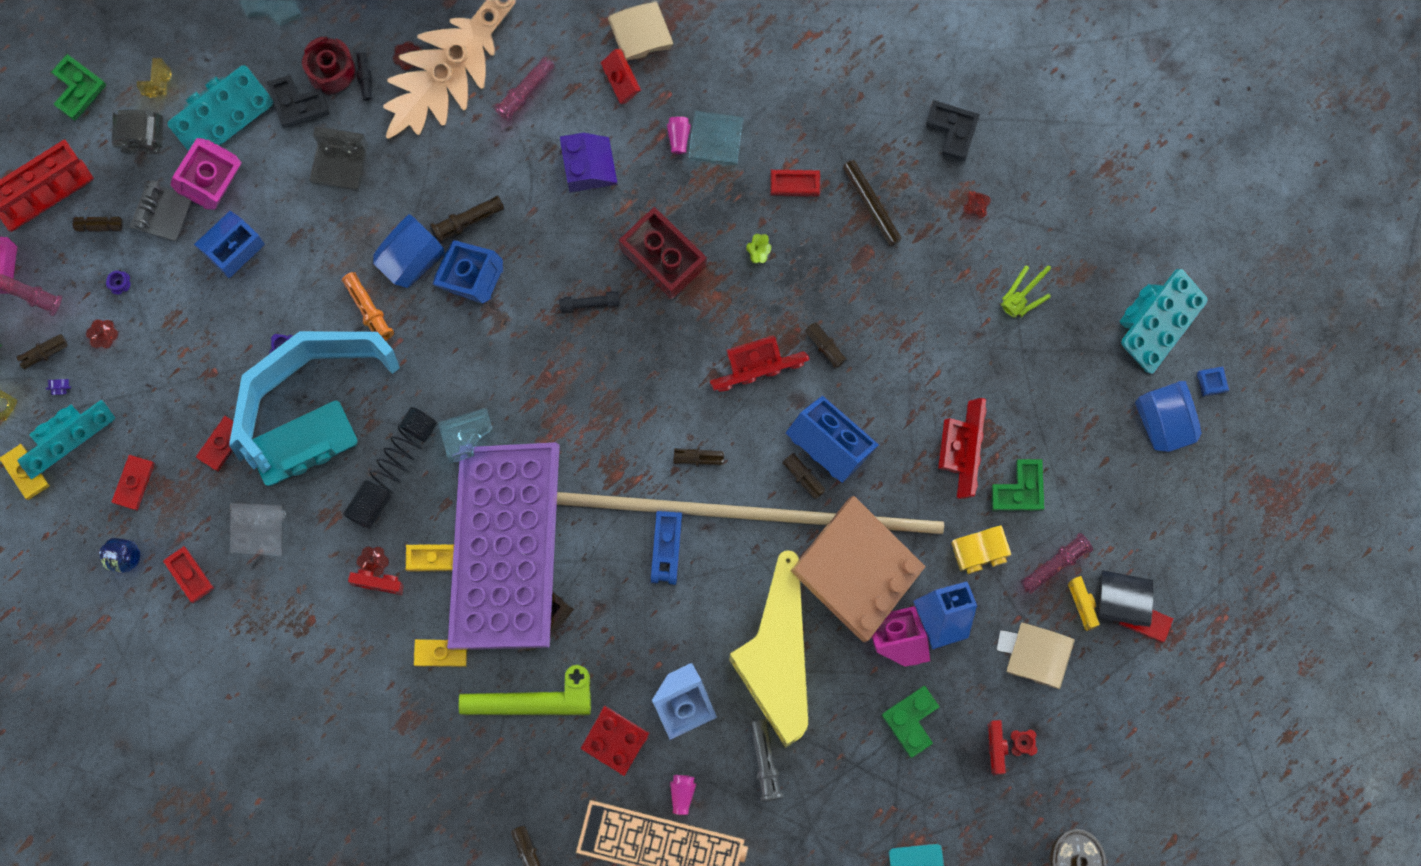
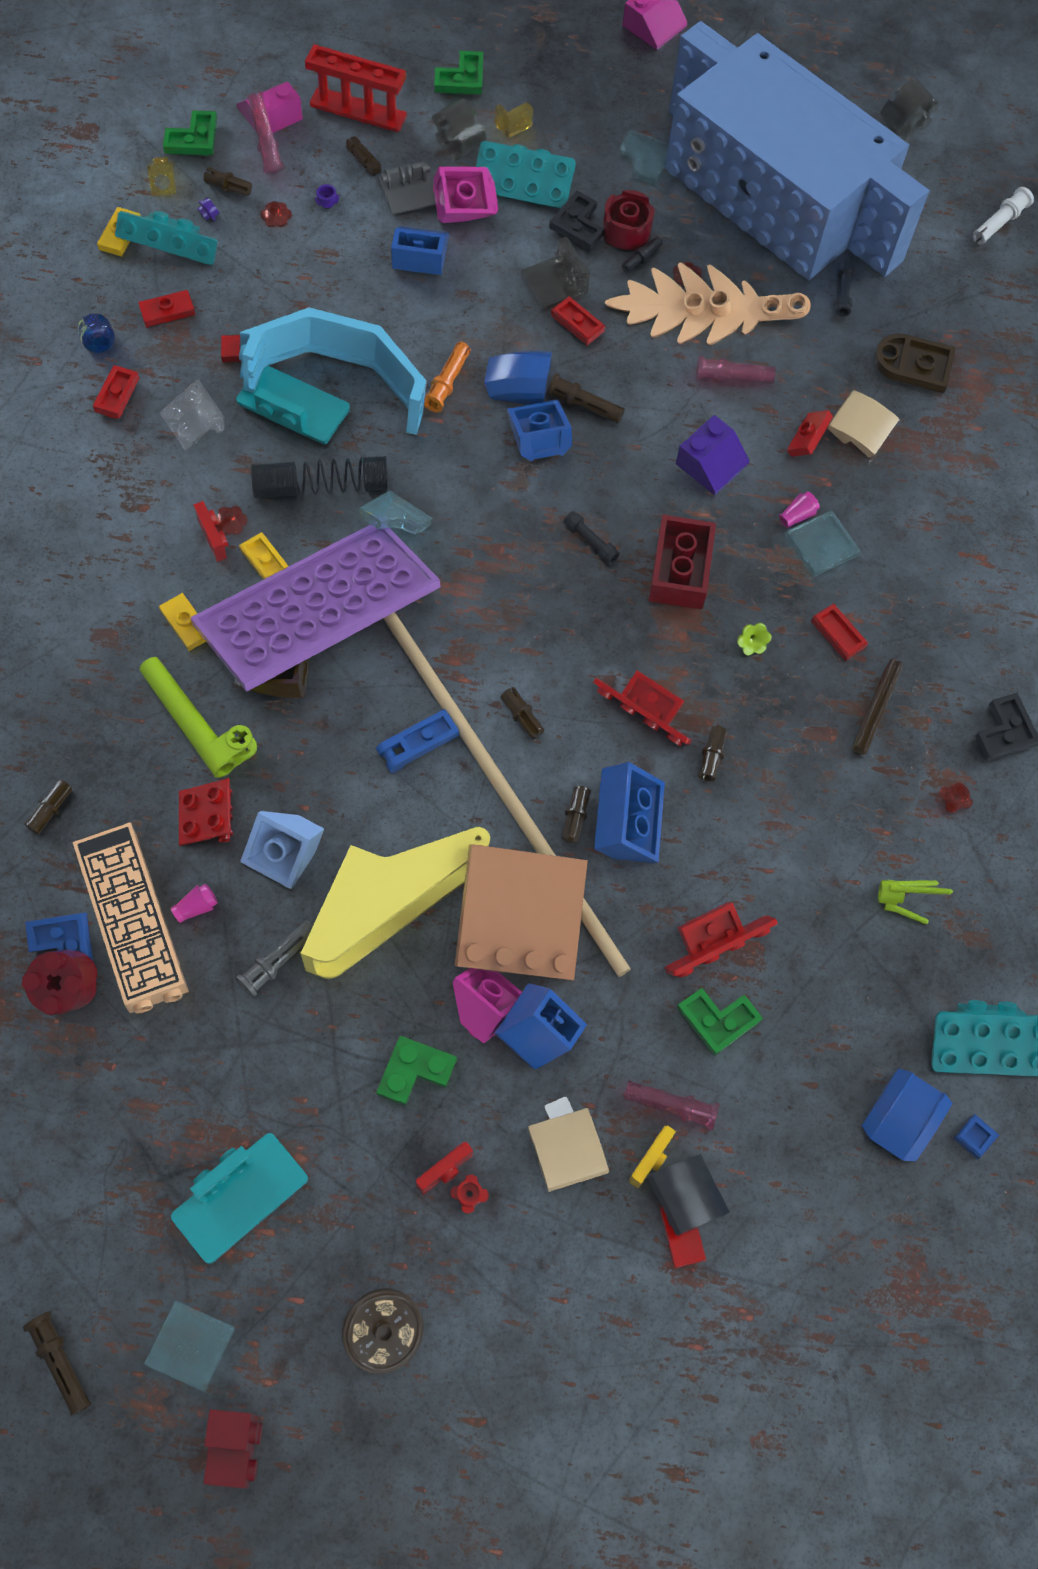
camera: 50 degrees right, 10 degrees down
(390, 171) = (578, 320): none -> red plate
(981, 549) = (630, 1020): yellow brick -> none

